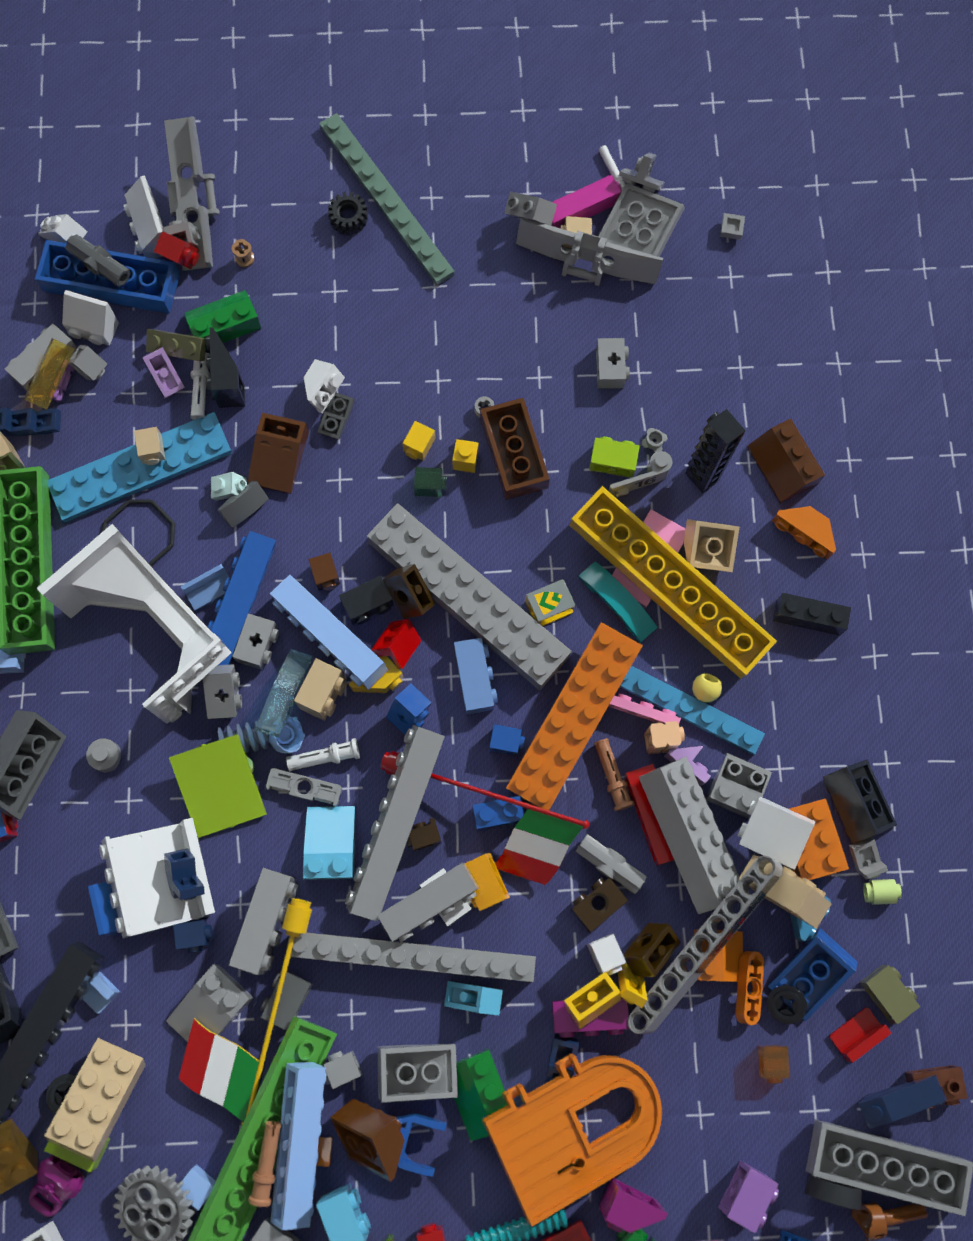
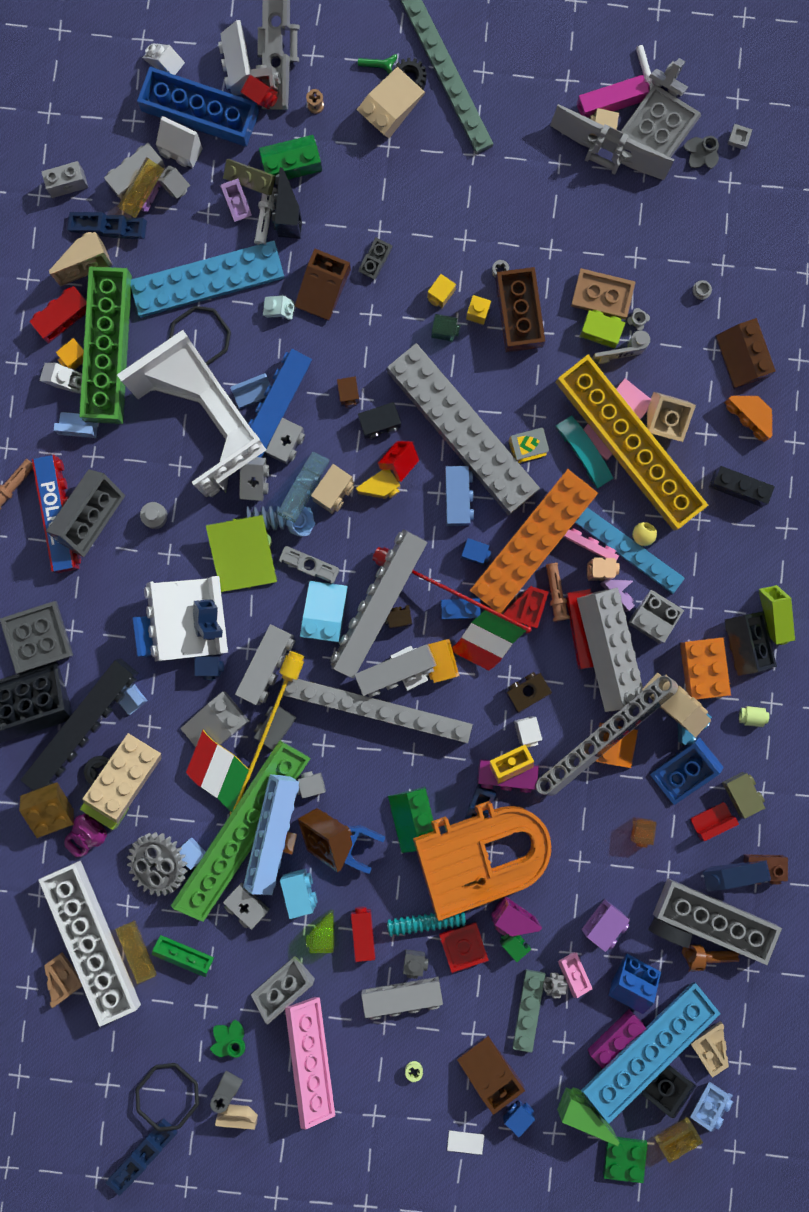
camera: 10 degrees right, 10 degrees up
(97, 260) = (192, 92): dark grey piece -> none
(149, 445) = (218, 263): tan brick -> none
(243, 505) = (287, 326): dark grey slope -> none
(264, 1175) = (242, 854): nougat pin -> none
(319, 203) = (386, 64): none -> green piece
(322, 383) = (367, 229): white slope -> none
(328, 632) = (345, 442): light blue brick -> none
(330, 241) = (391, 102): none -> tan slope
(334, 753) = (337, 541): white pin -> none
(409, 591) = (415, 419): dark brown brick -> none
(409, 709) = (401, 516): blue brick -> none
(416, 1072) = (368, 796): light grey slope -> none
(473, 998) = (419, 748): medium azure slope -> none
(530, 208) = (567, 96): light grey brick -> none
(581, 798) = (528, 607): none -> red wing
(608, 417) = (603, 293): none -> medium nougat plate
(609, 351) = (612, 235): light grey brick -> none
(611, 864) = (543, 662): light grey piece -> none
(632, 987) = (544, 757): yellow plate -> none
(651, 949) = (563, 732): dark brown brick -> none
(691, 249) = (700, 153): none -> dark grey plate
(714, 449) = (686, 338): black brick -> none
(721, 397) = (702, 290): none -> light grey plate
(755, 996) = (638, 780): orange beam -> none
(776, 832) = (678, 658): white brick -> none
(785, 1014) = (659, 797): black gear -> none
(867, 858) = (747, 689): light grey bracket -> none
(886, 760) = (778, 614): none -> lime slope

